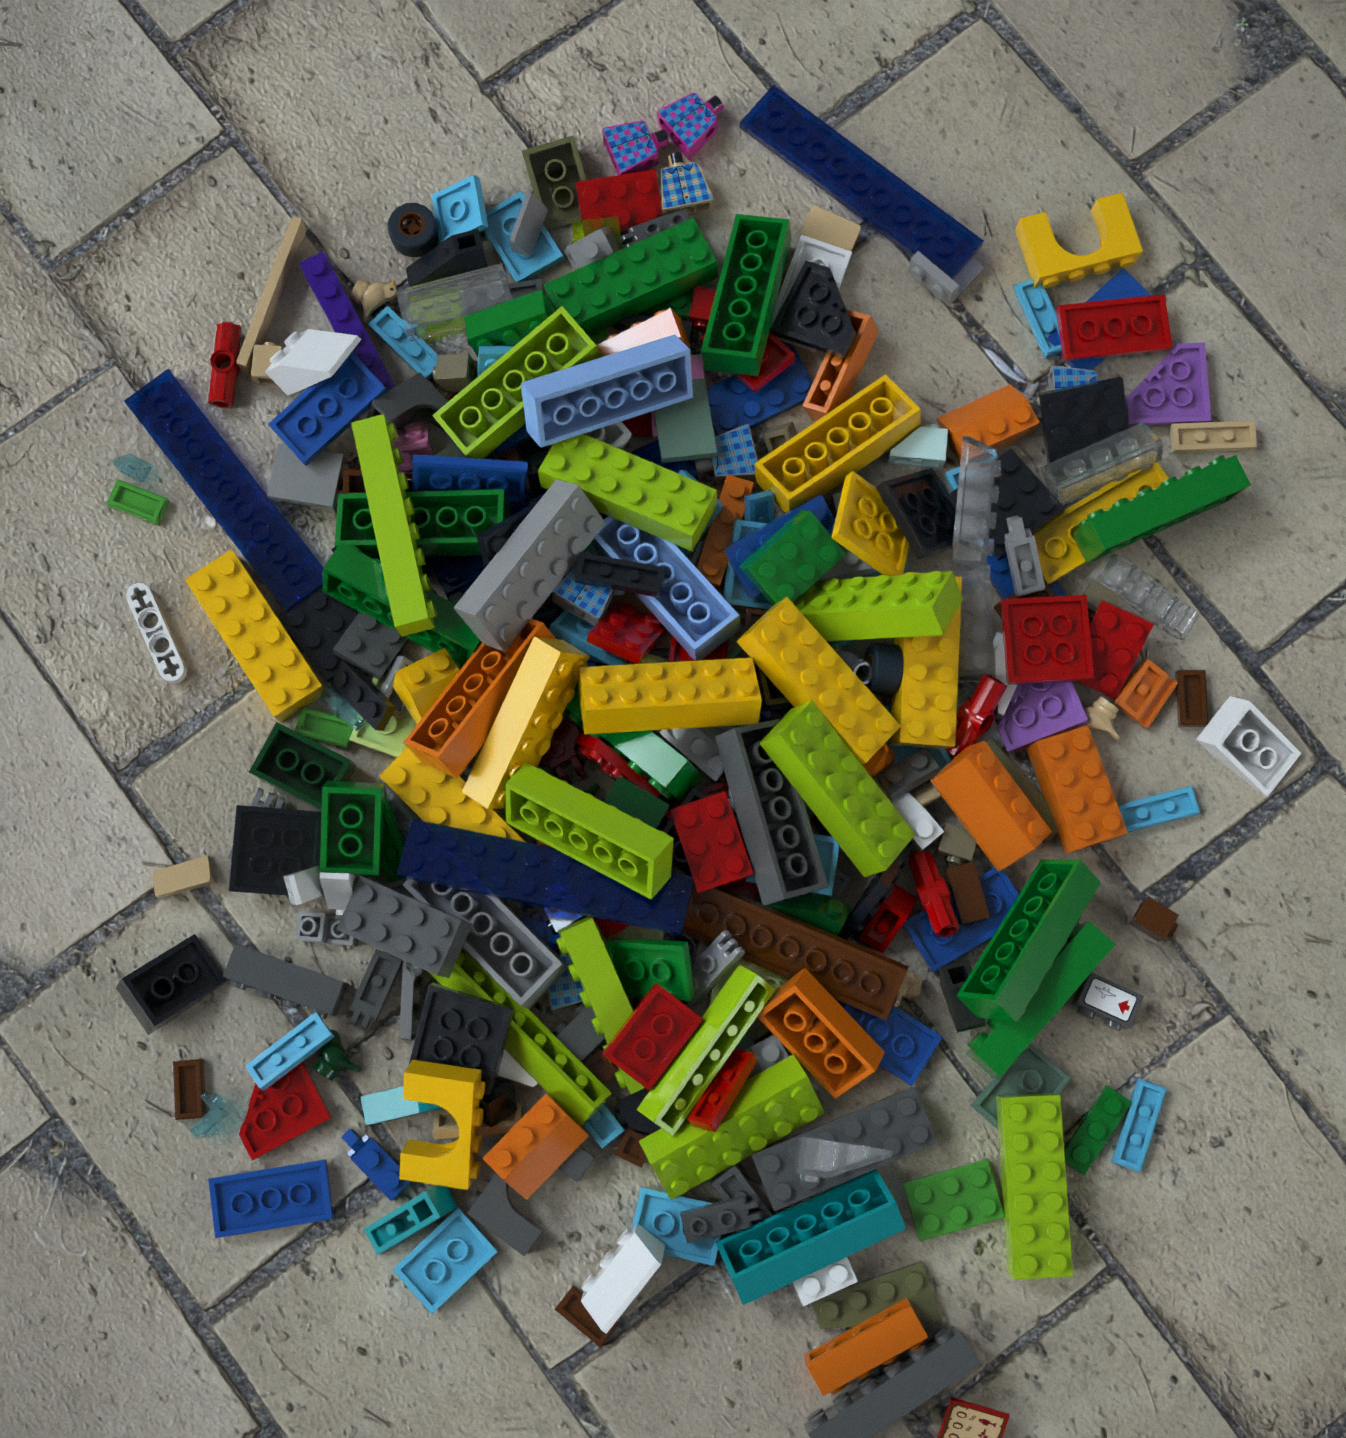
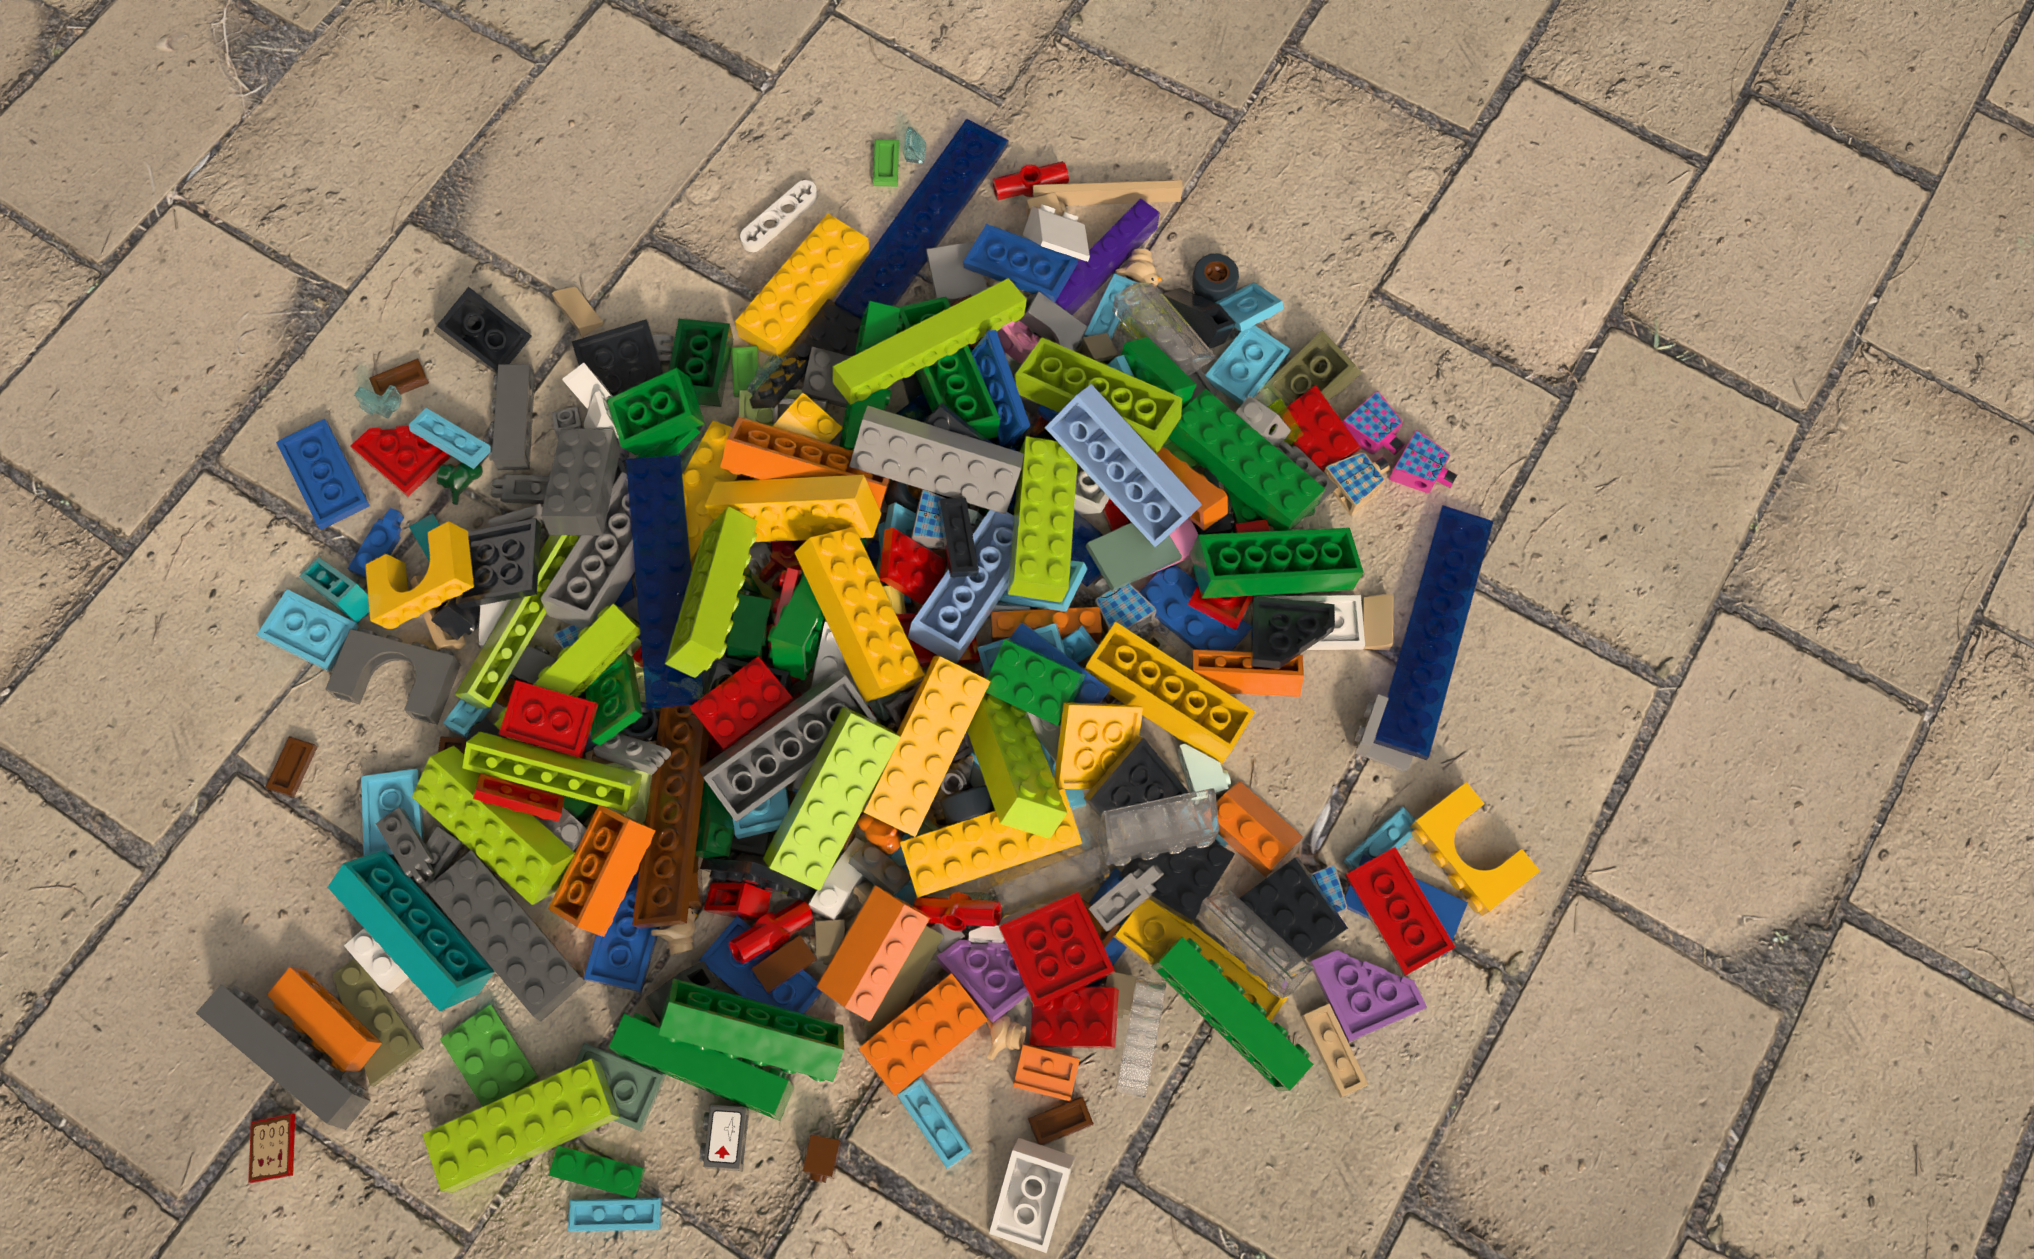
camera: 65 degrees right, 10 degrees down
(528, 225) = (1258, 362): light grey slope -> none
(536, 1146) = (423, 659): orange slope -> none
(622, 1276) = (329, 776): white slope -> none
(830, 1158) = (480, 905): clear slope -> none

